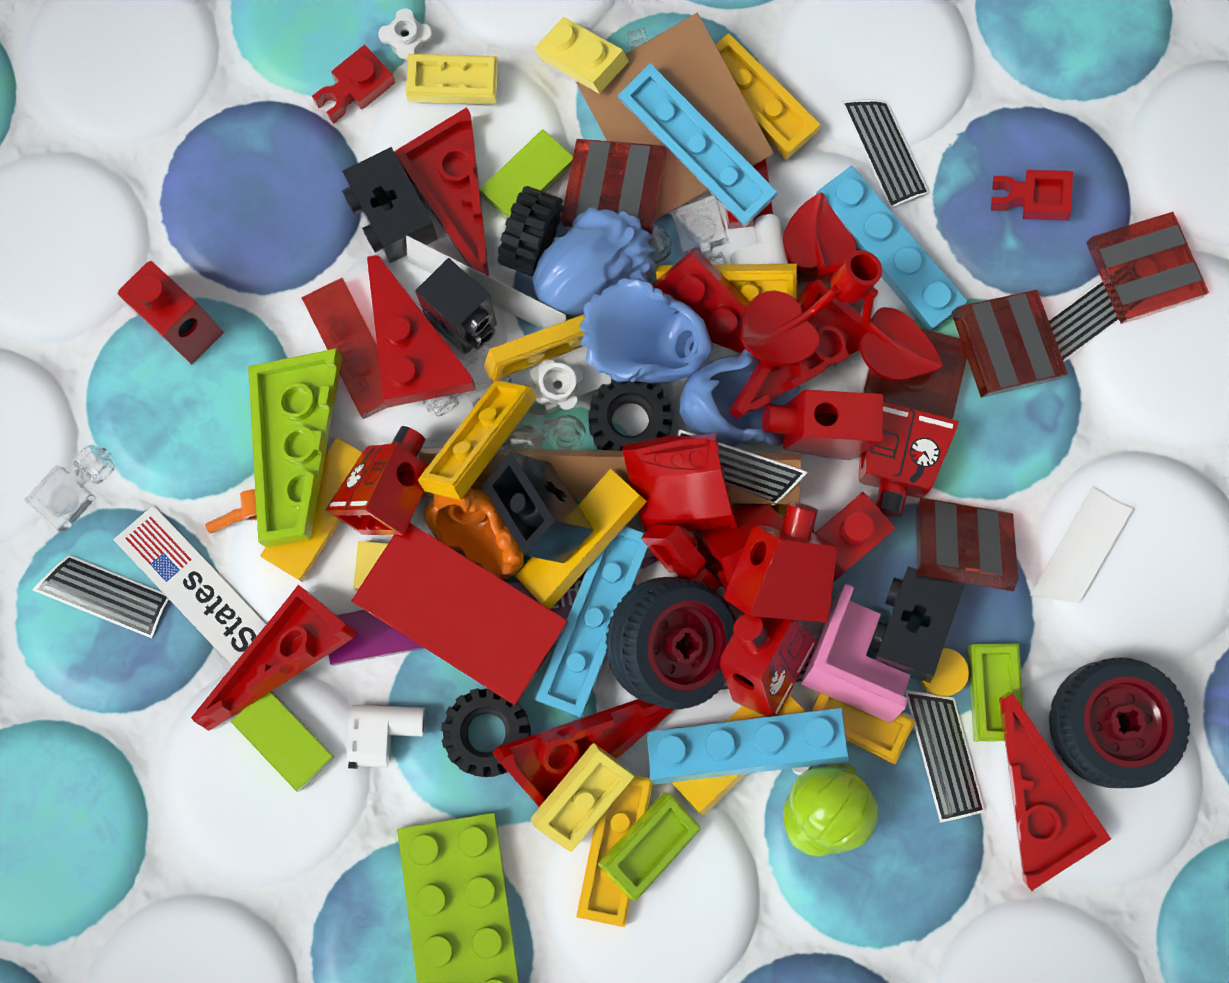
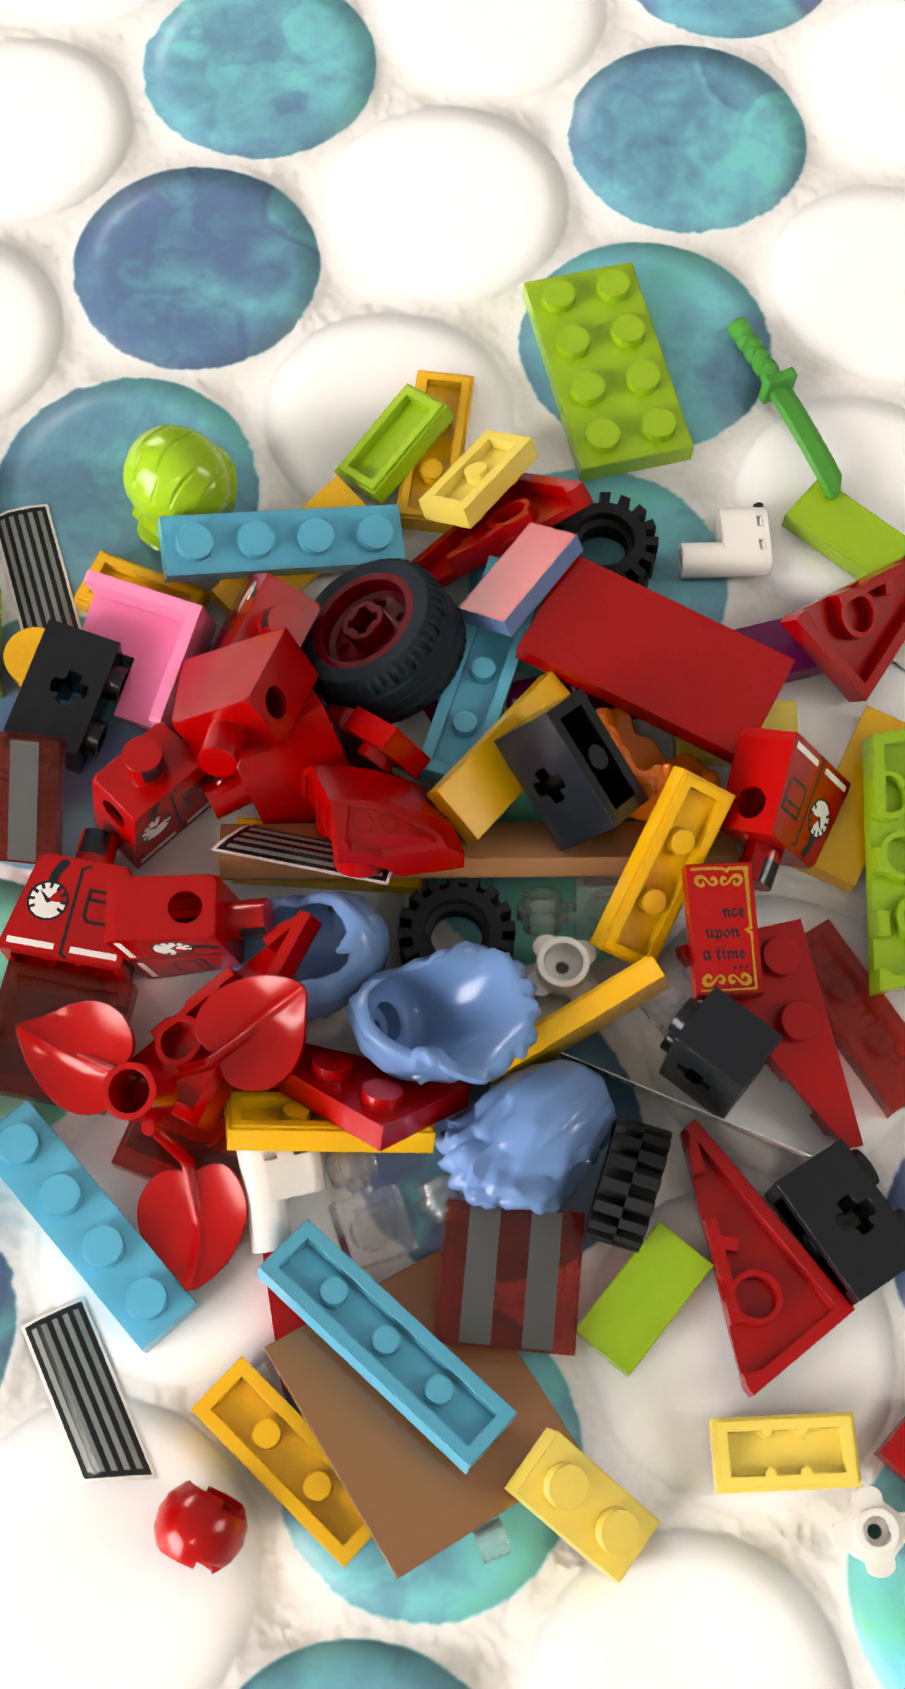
camera: 175 degrees right, 10 degrees down
(308, 866) = (778, 388): none -> bright green sword
(442, 384) = (722, 929): none -> red tile
(558, 681) = (521, 579): none -> tile
(814, 61) = (200, 1526): none -> red piece

